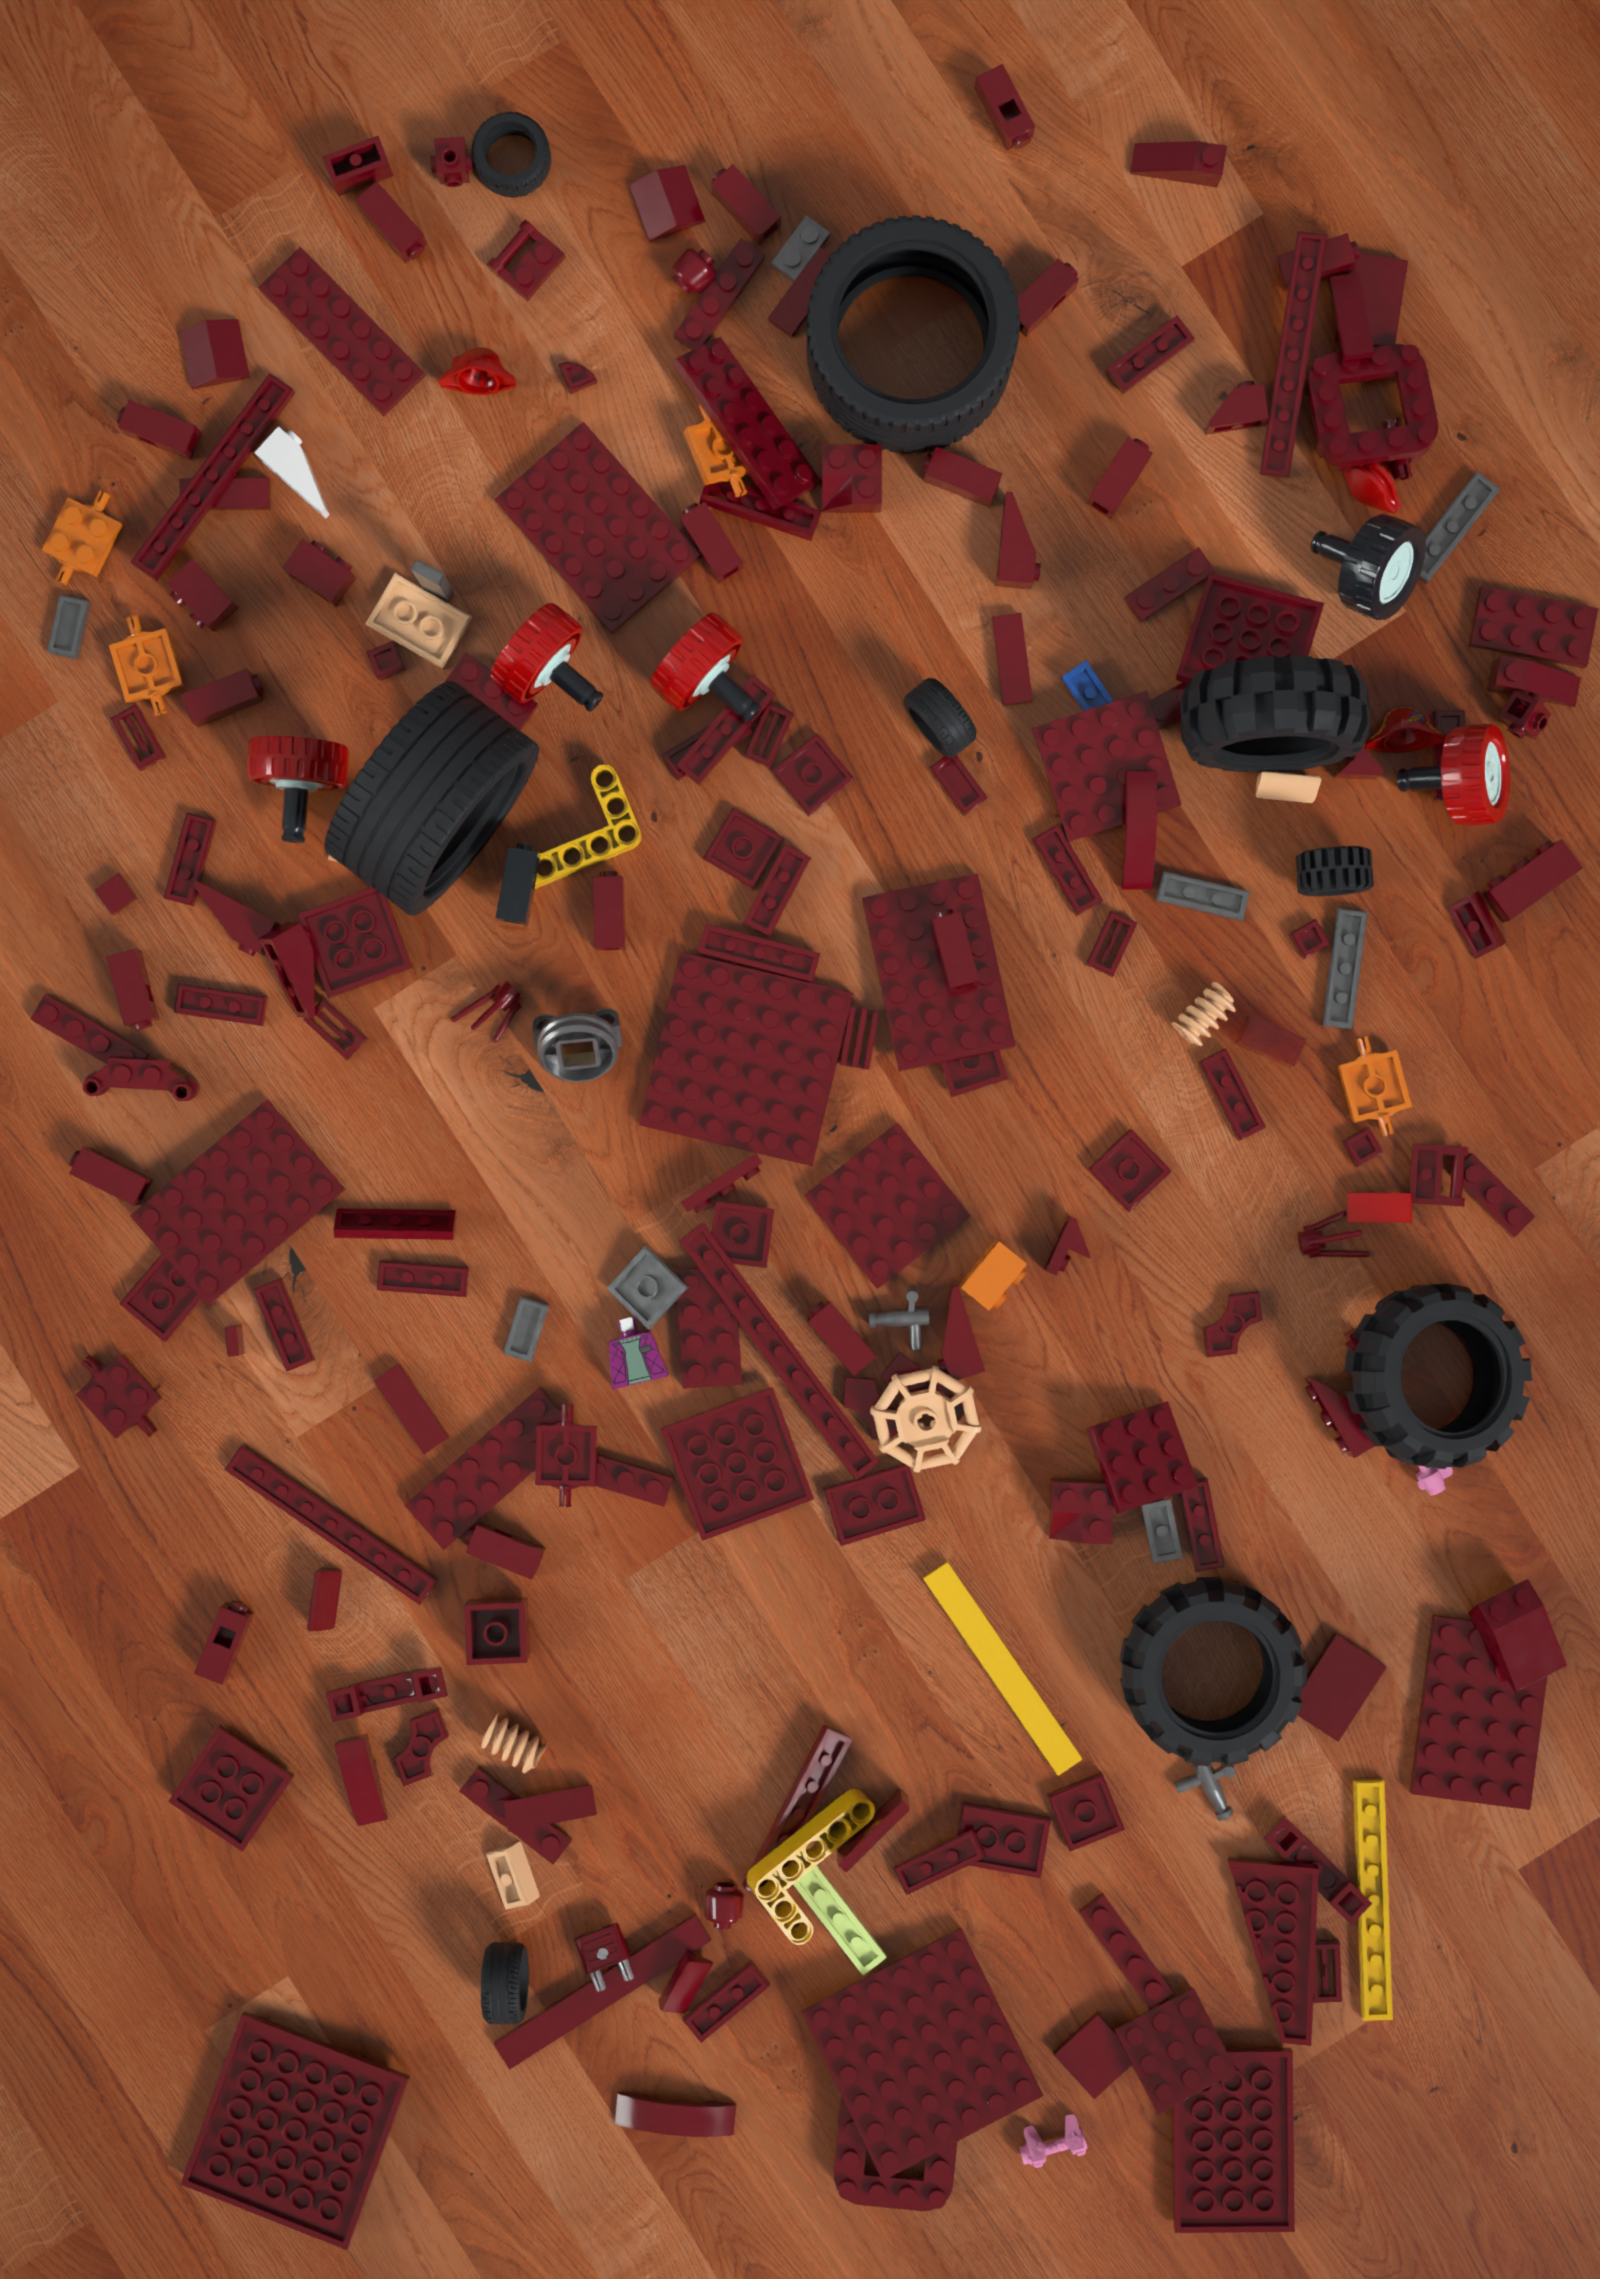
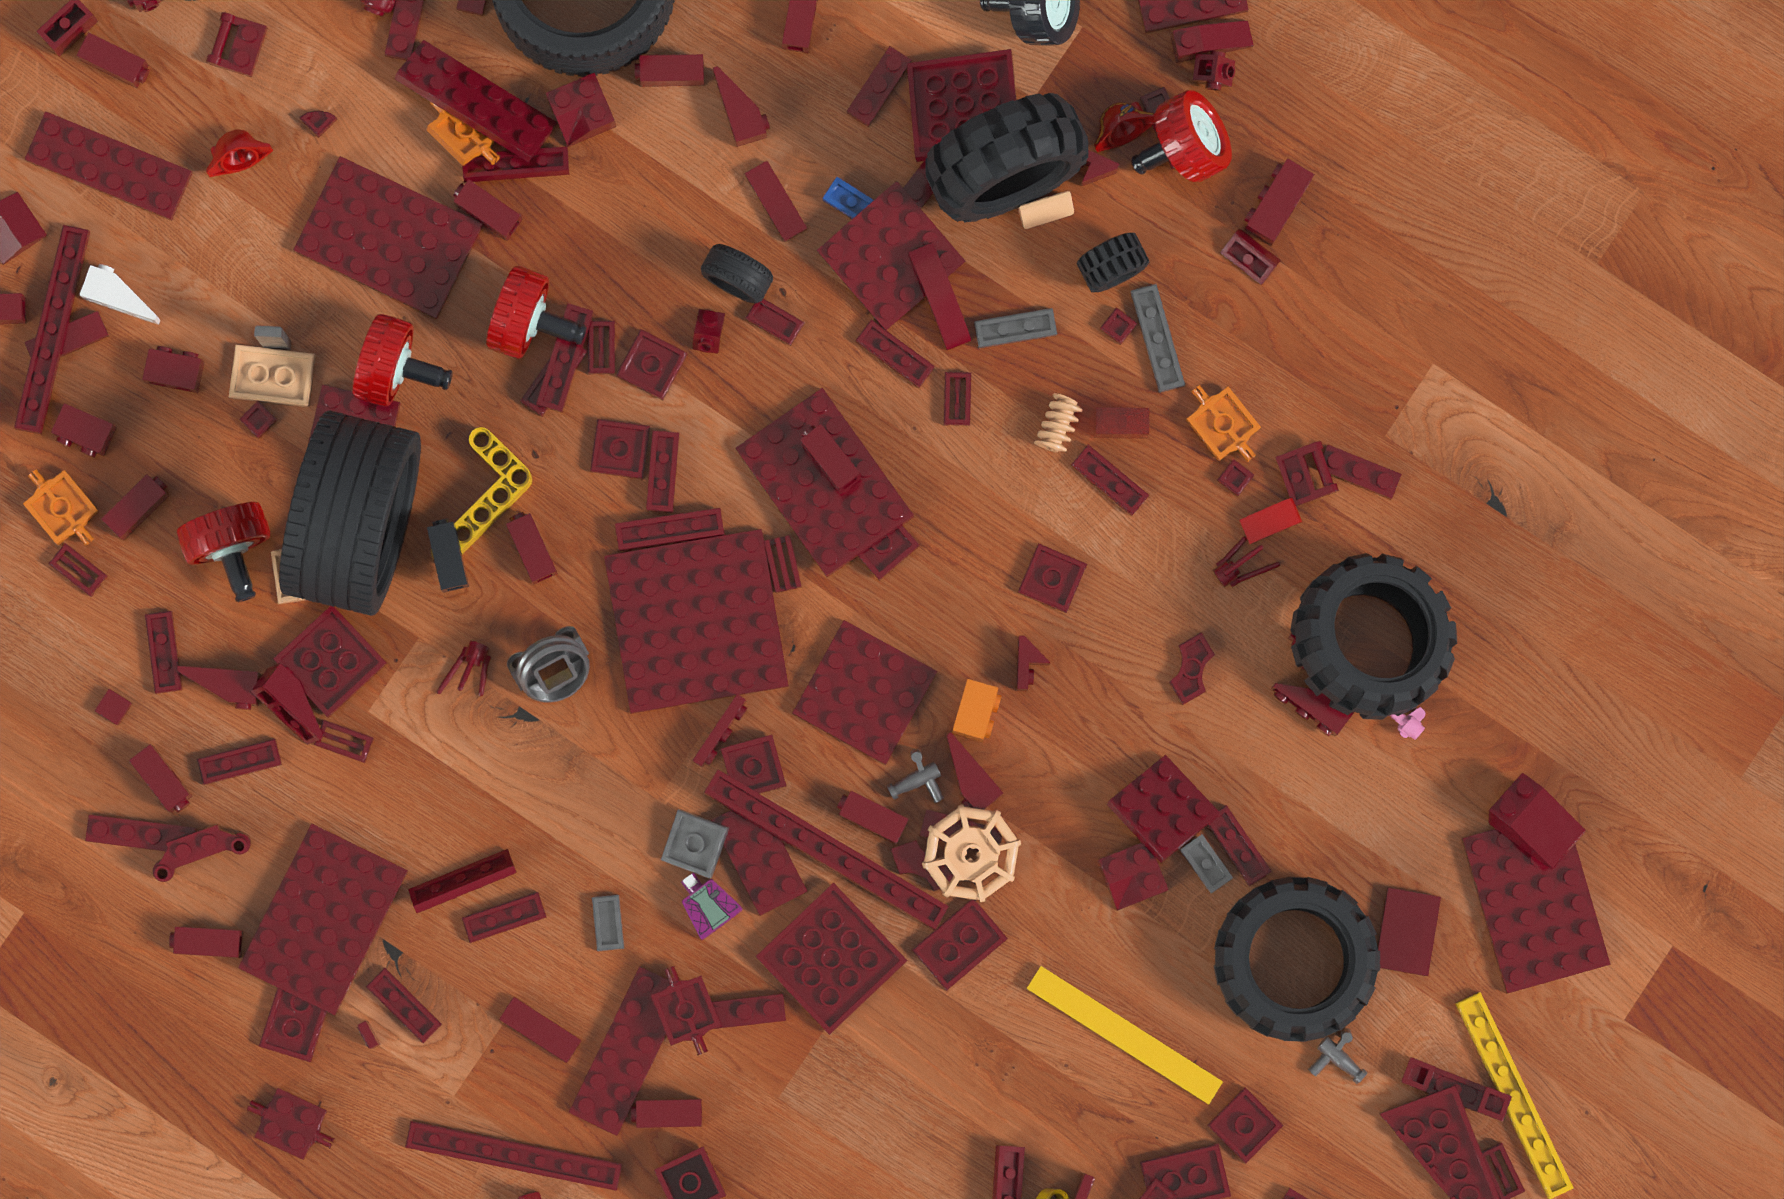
camera: 25 degrees left, 5 degrees down
(885, 765) = (708, 331): none -> dark red bracket

